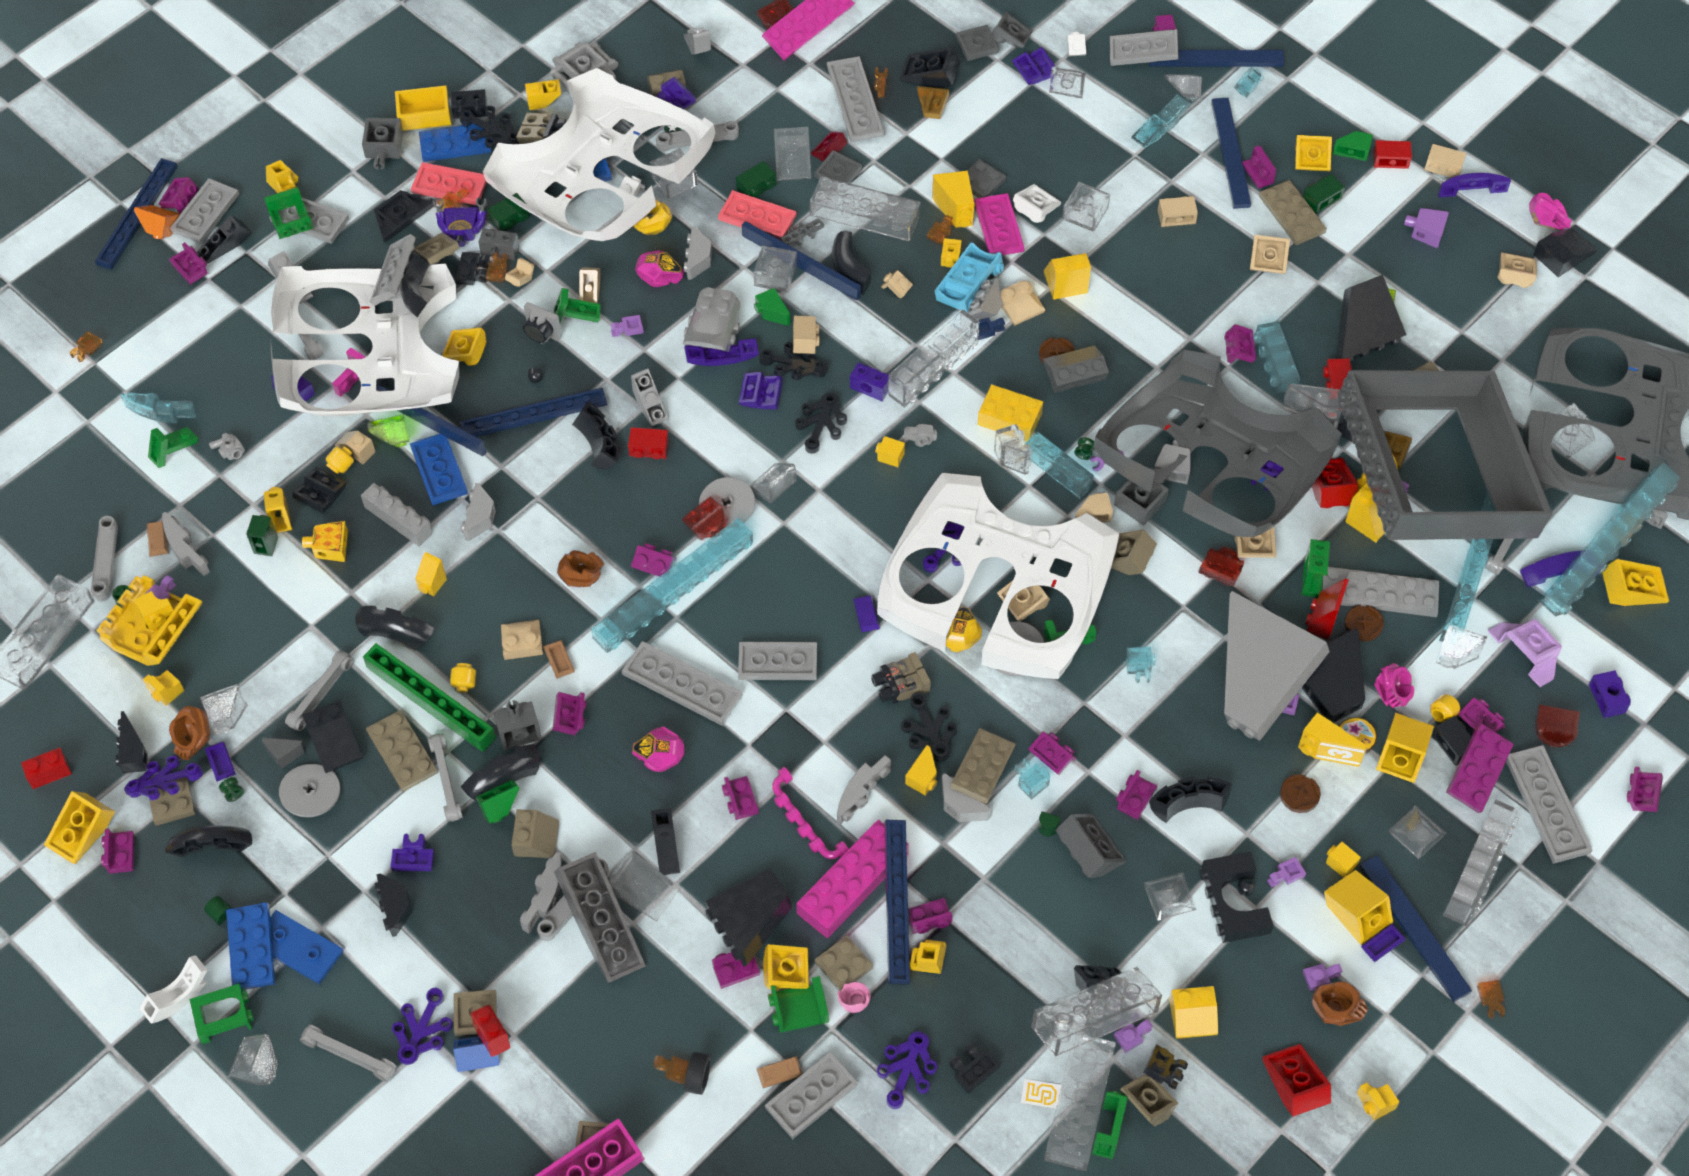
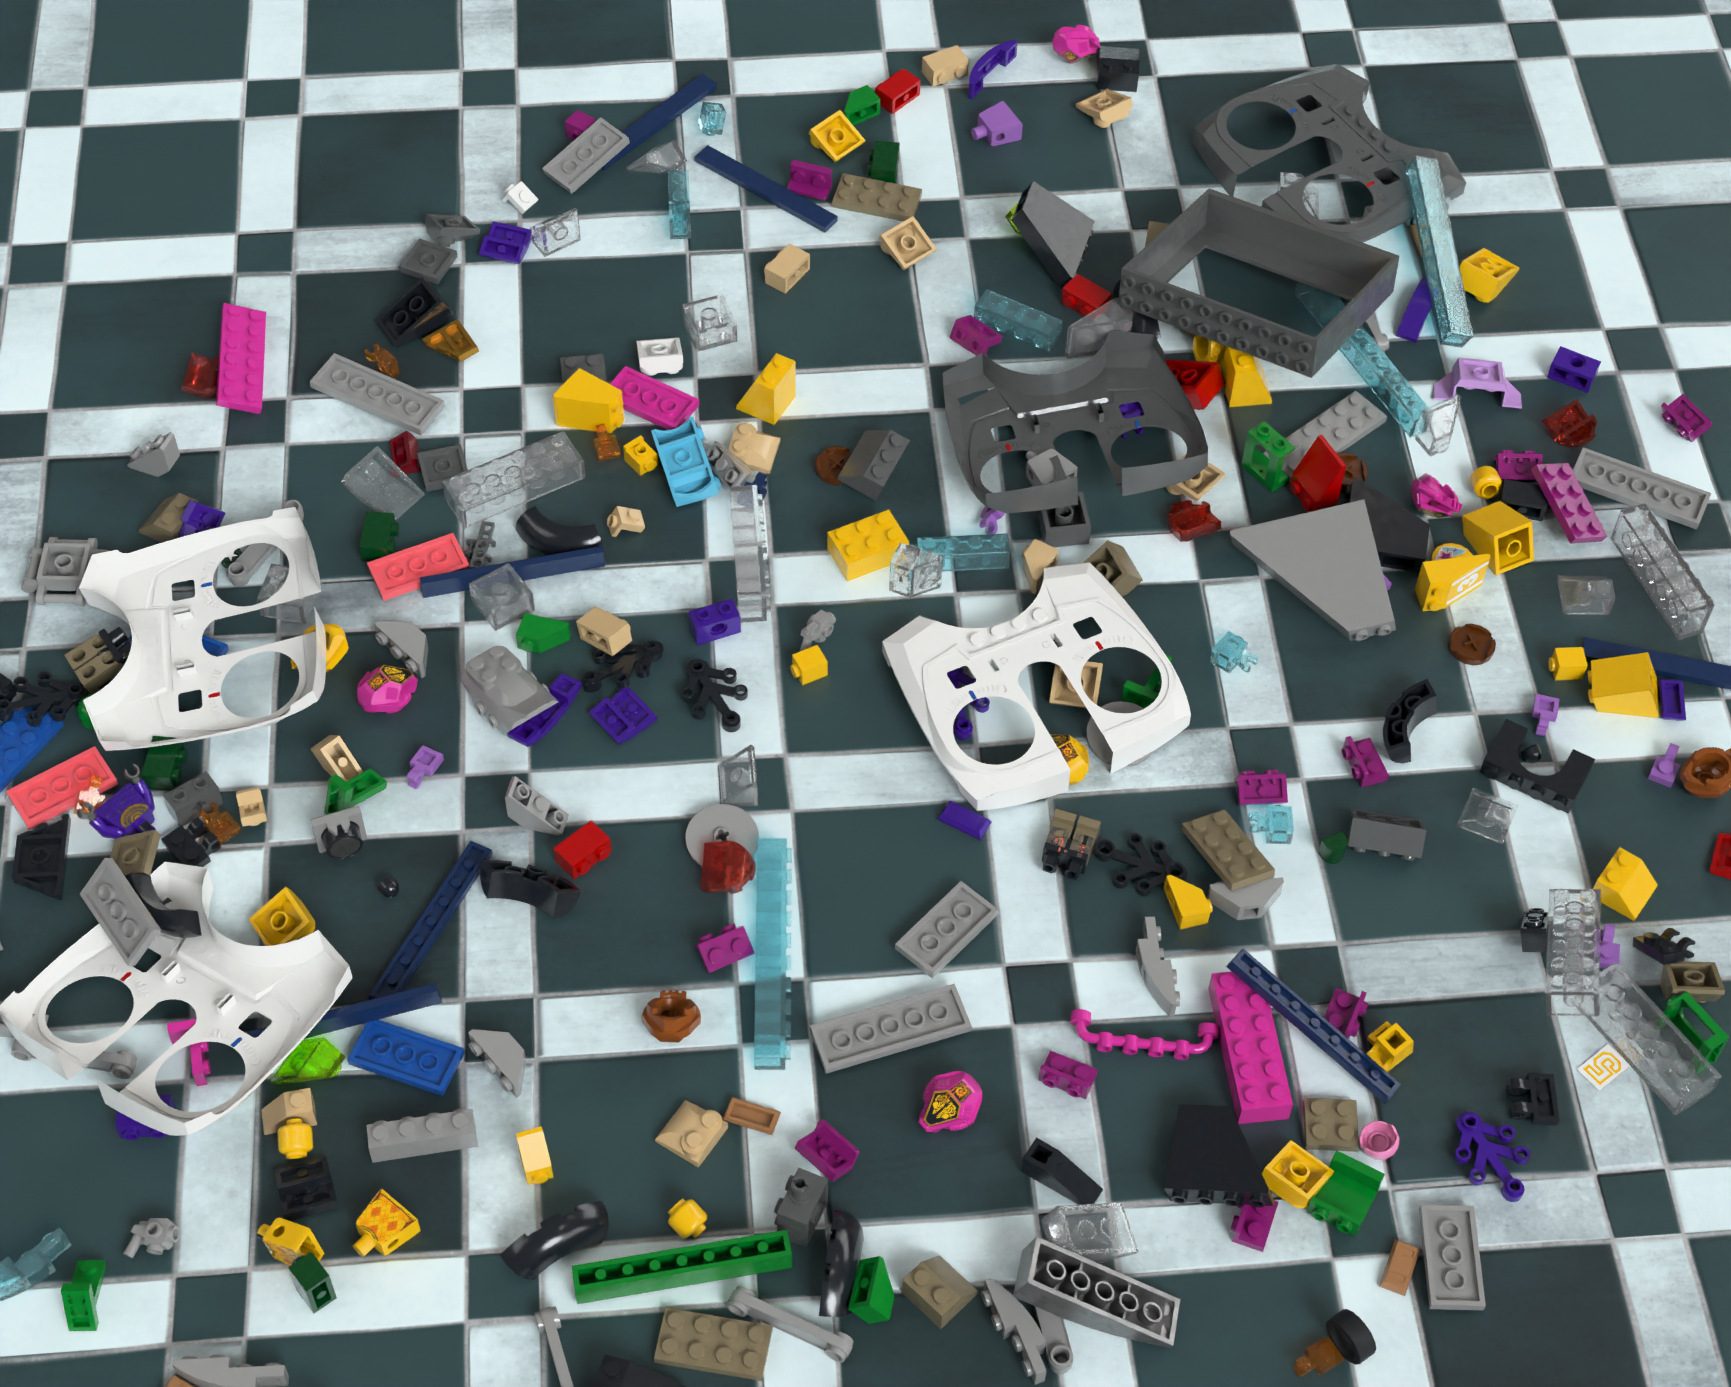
camera: 50 degrees left, 5 degrees down
(542, 93) = (54, 626): yellow slope -> none
(631, 185) = (259, 637): white bracket -> none
(1084, 448) = (965, 521): dark green wheel -> none

